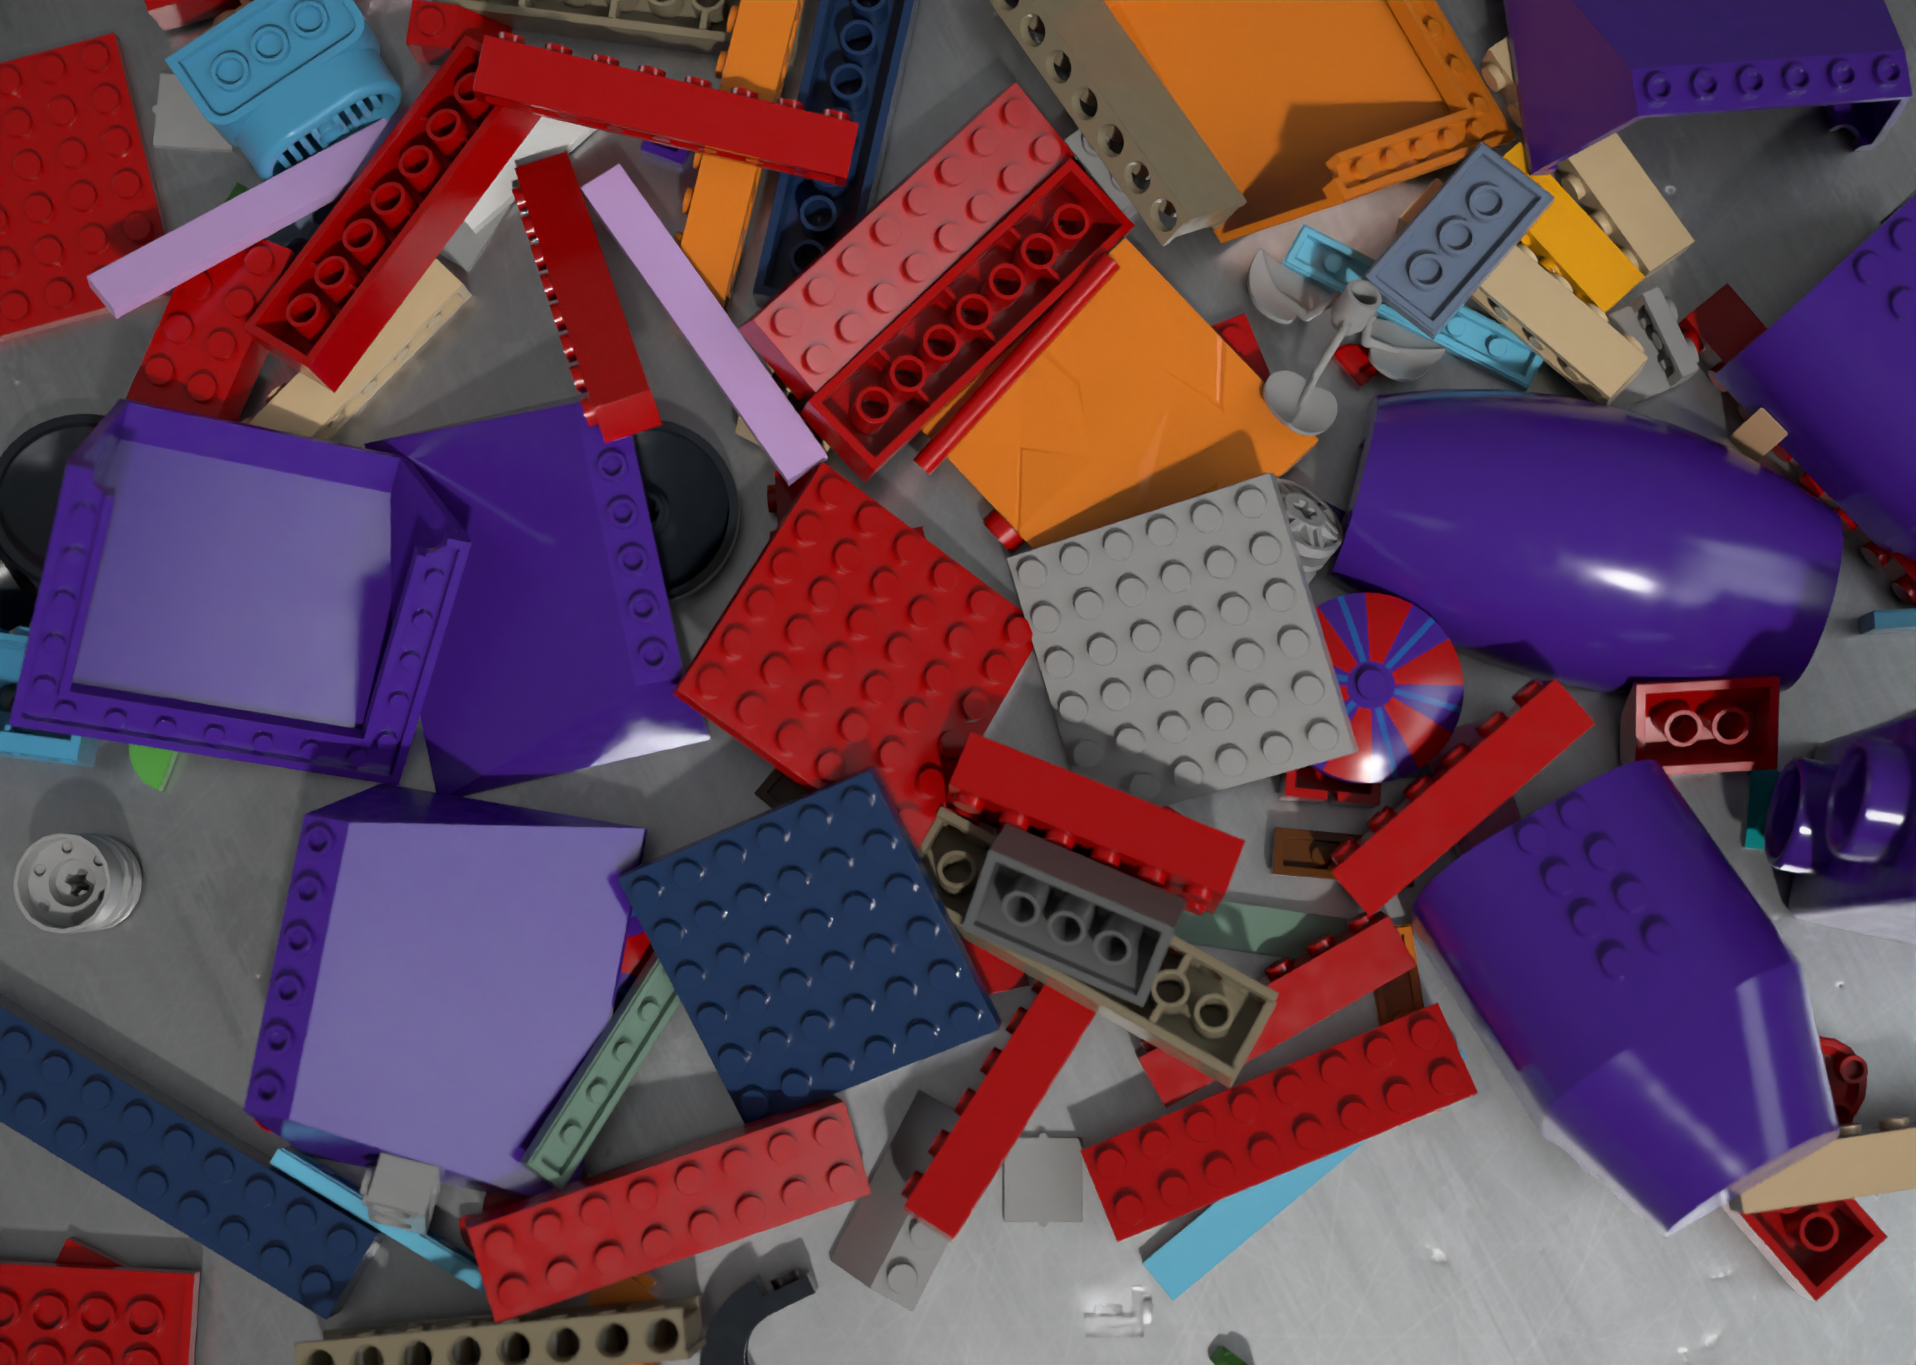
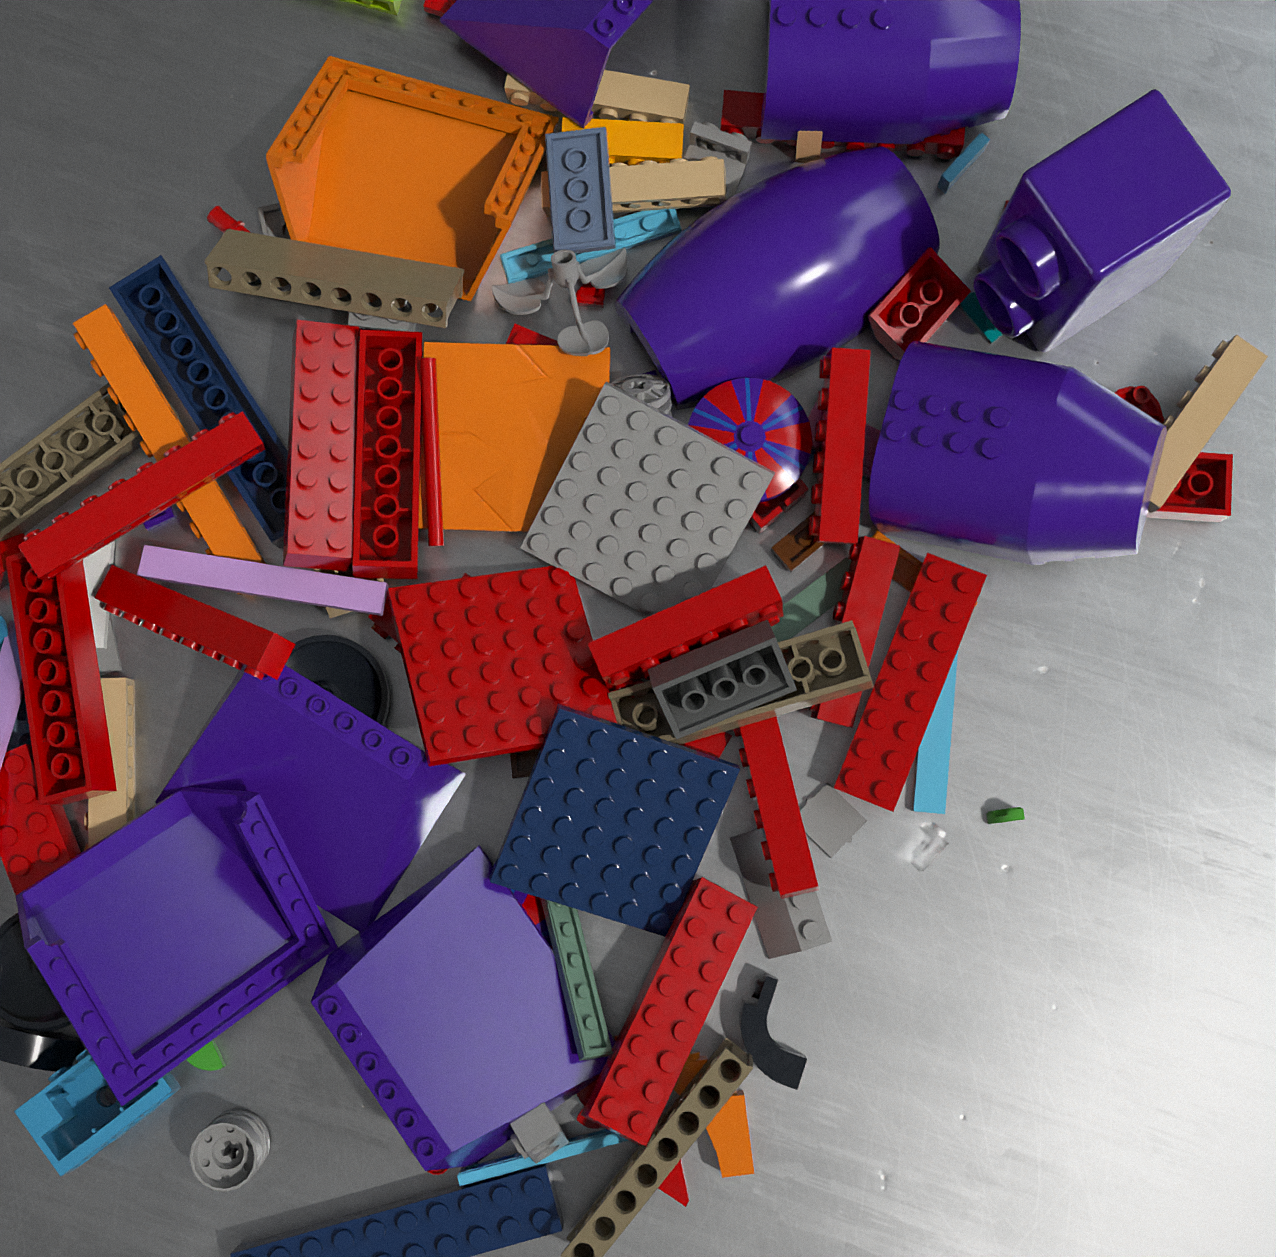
camera: 45 degrees left, 0 degrees up
(1003, 531) = (504, 537): red tile -> none

